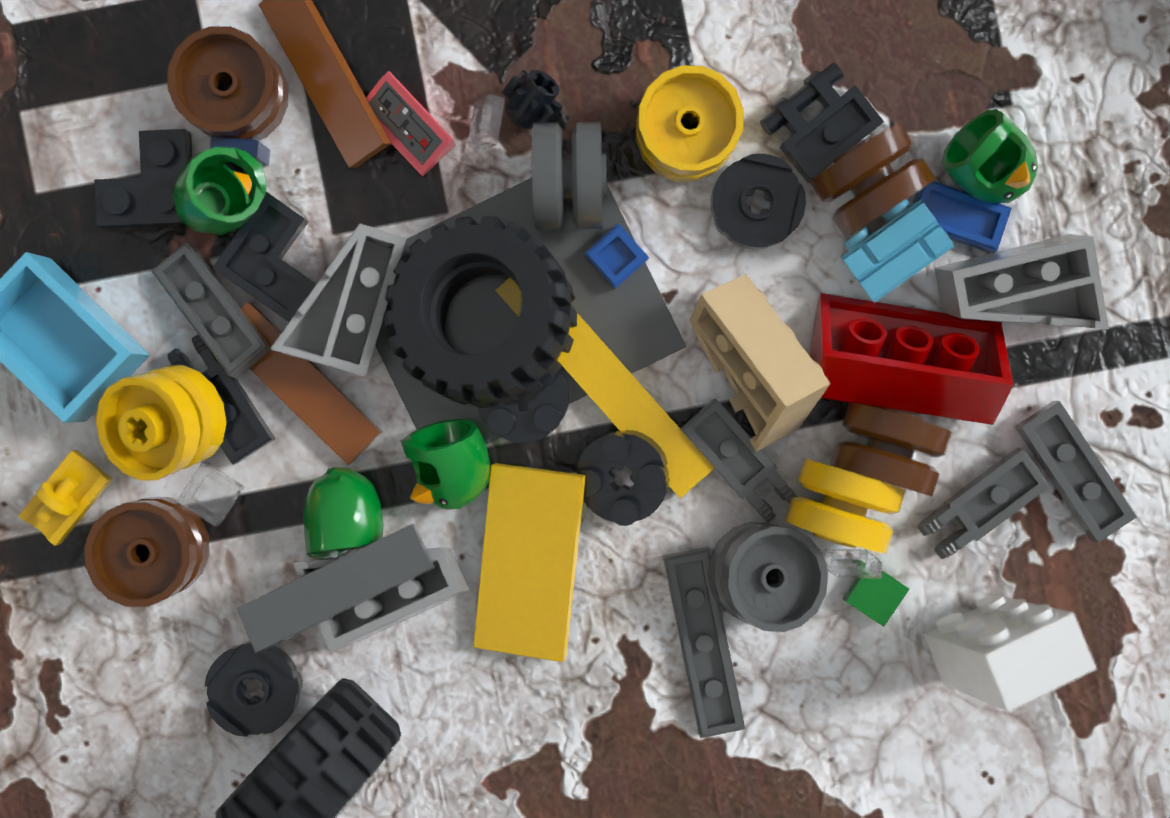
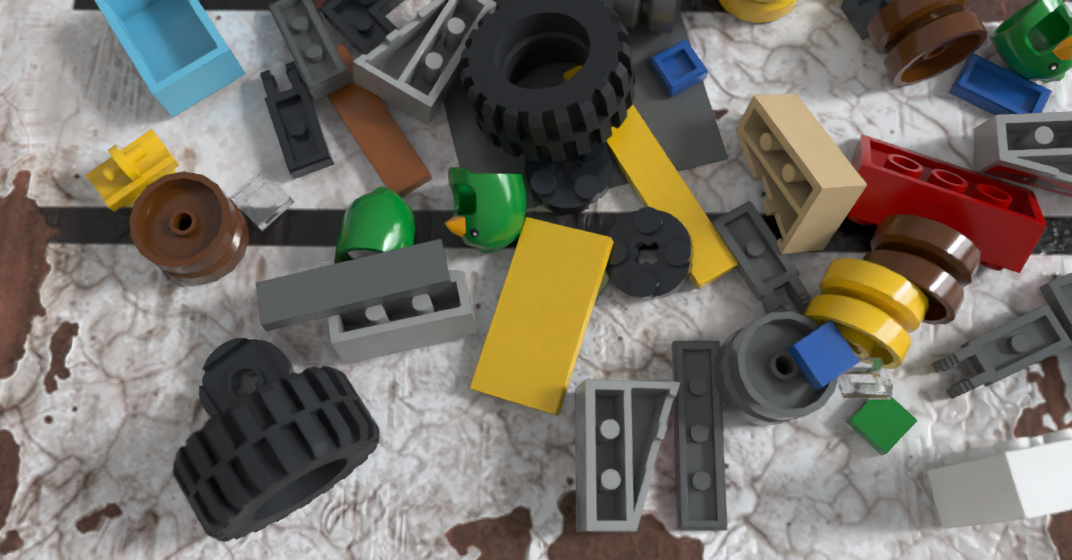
camera: 15 degrees right, 15 degrees down
(160, 422) = (237, 115): yellow wheel -> none
(628, 682) = (616, 449): none -> light grey wedge
(780, 188) = (807, 66): black plate -> none
(810, 566) = (823, 355): none -> blue tile
(896, 249) = (941, 100): medium azure brick -> none

